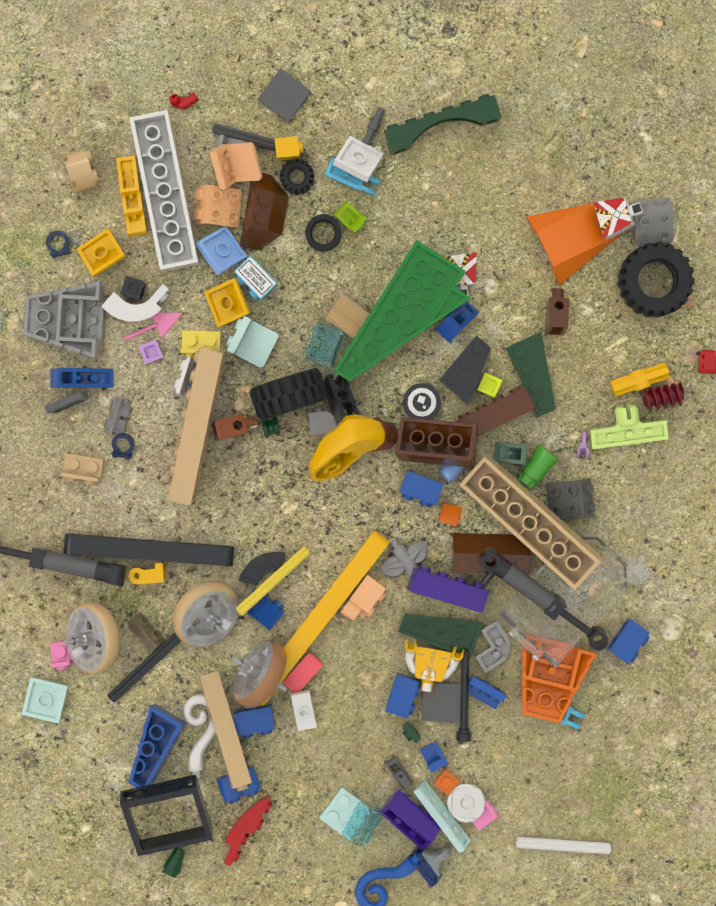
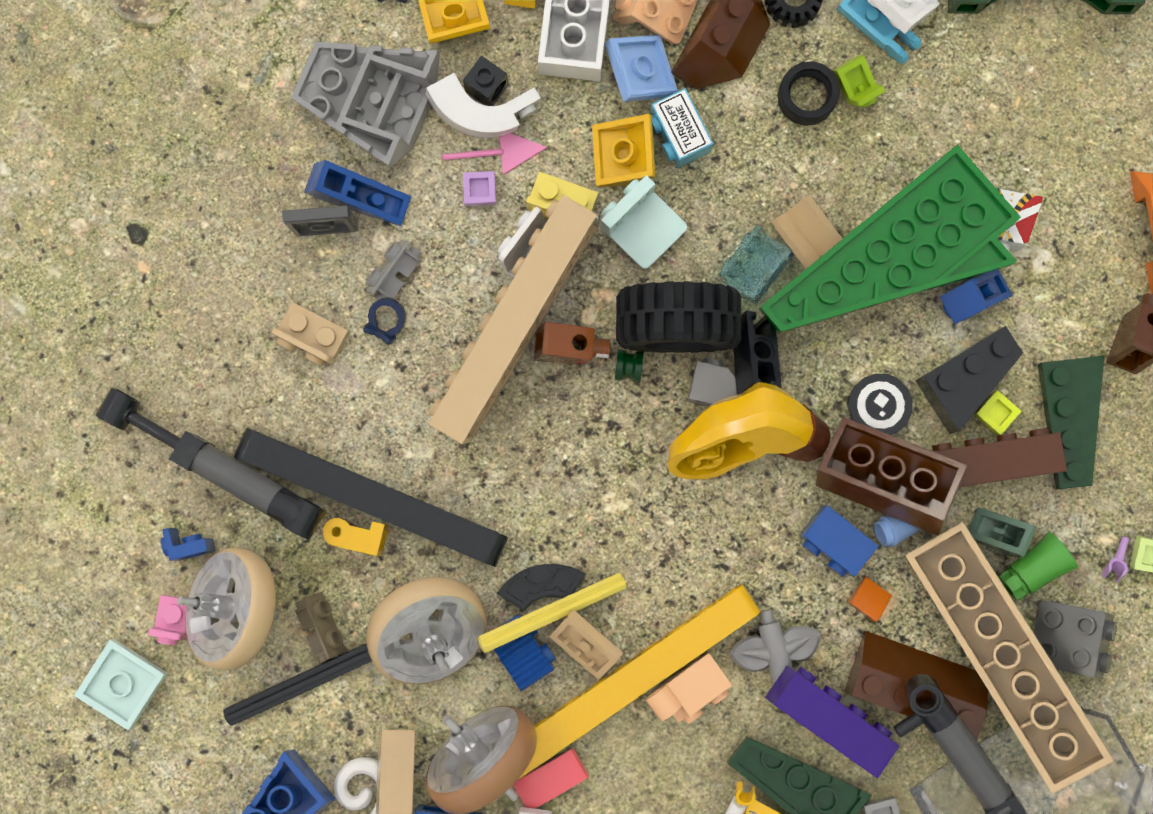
camera: 20 degrees right, 5 degrees down
(57, 611) = (191, 547): none -> blue bracket
(297, 592) = (586, 644): none -> tan bracket

